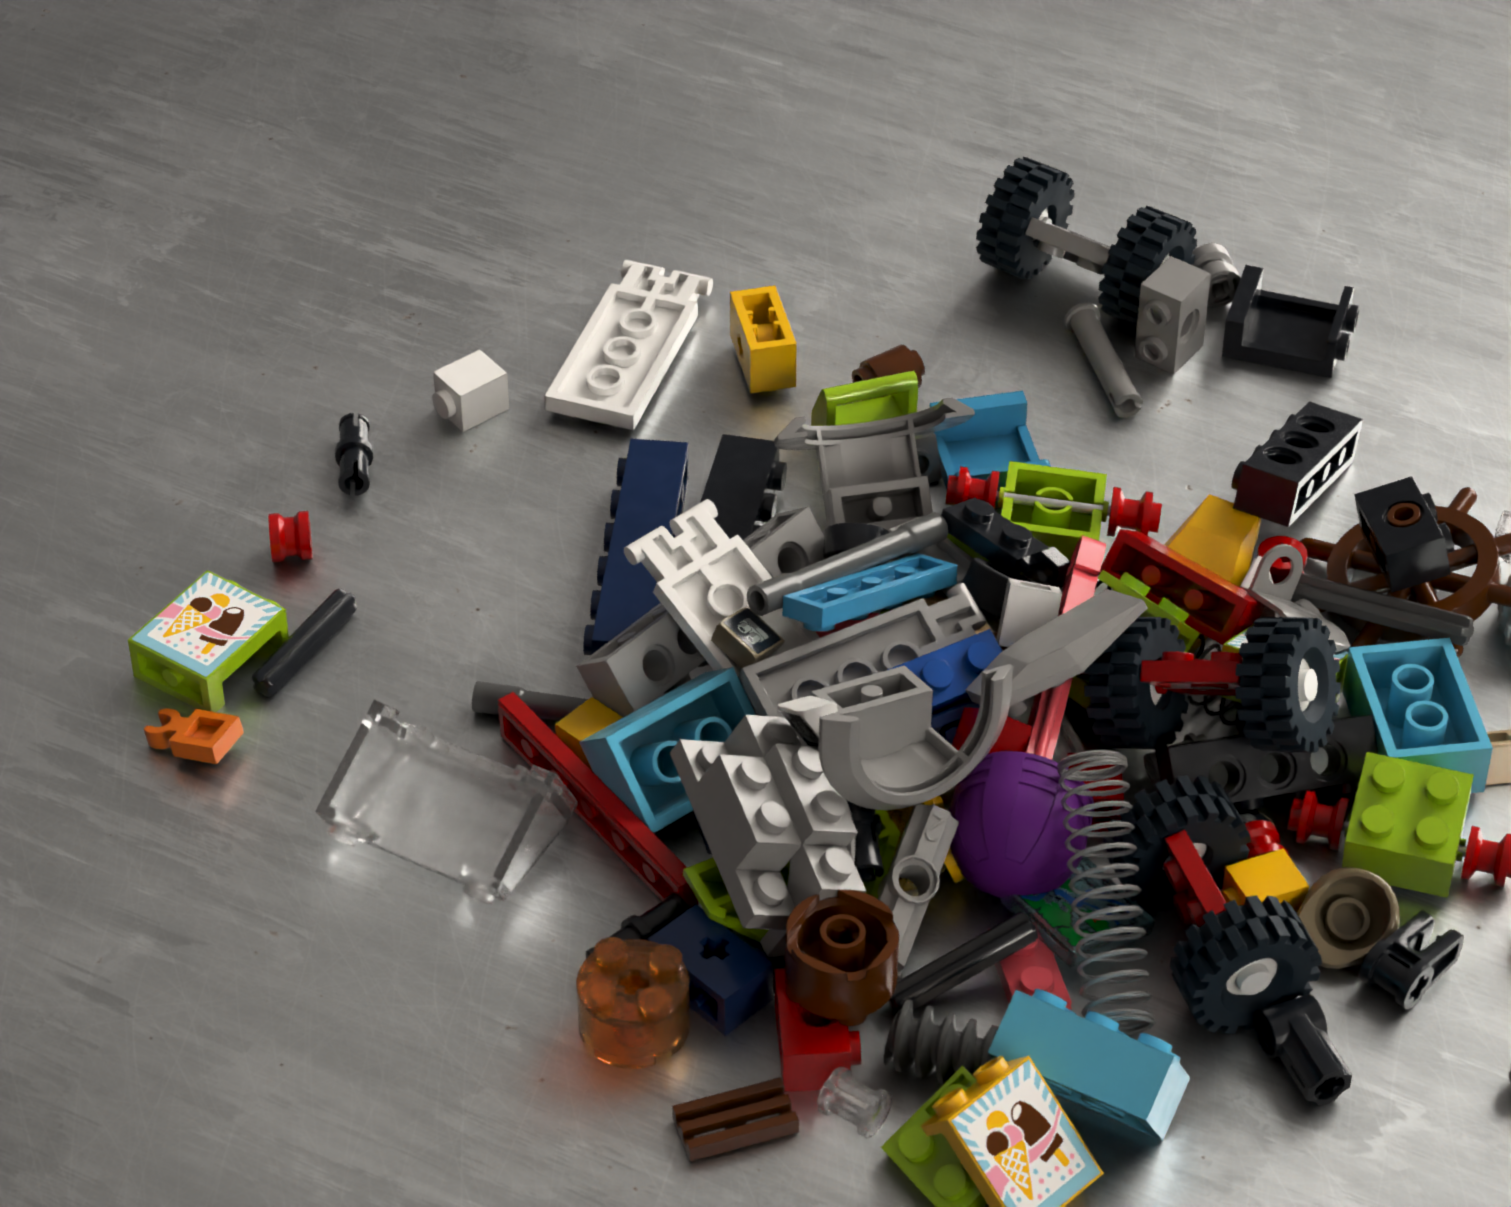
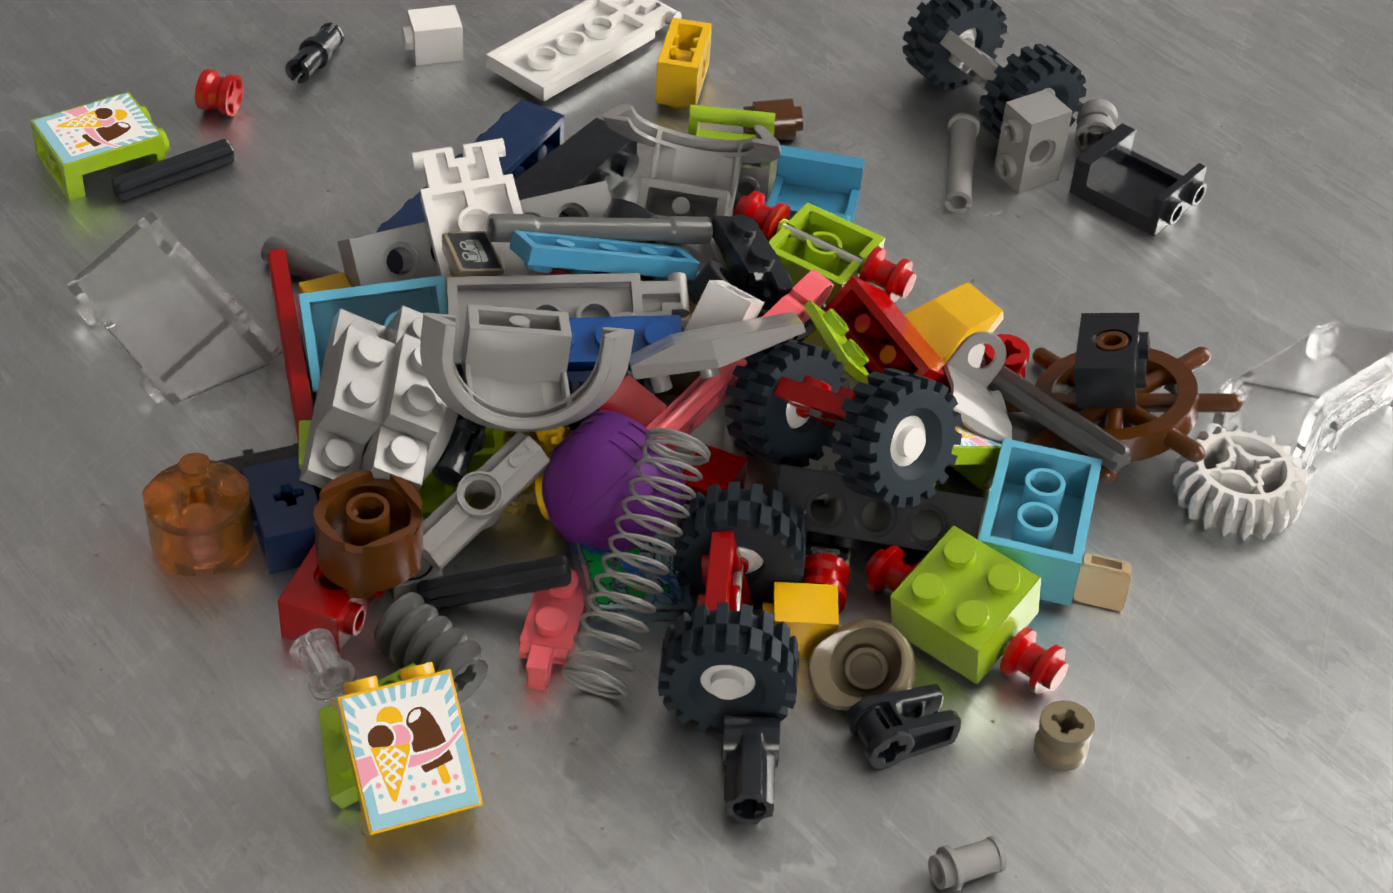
camera: 20 degrees right, 0 degrees up
(200, 737) = (38, 210): orange plate -> none
(732, 1112) = (221, 635): reddish brown tile -> none
(804, 716) = (462, 330): white slope -> none
(1094, 1061) = (530, 703): medium azure brick -> none
(1296, 464) = (1062, 283): black brick -> none

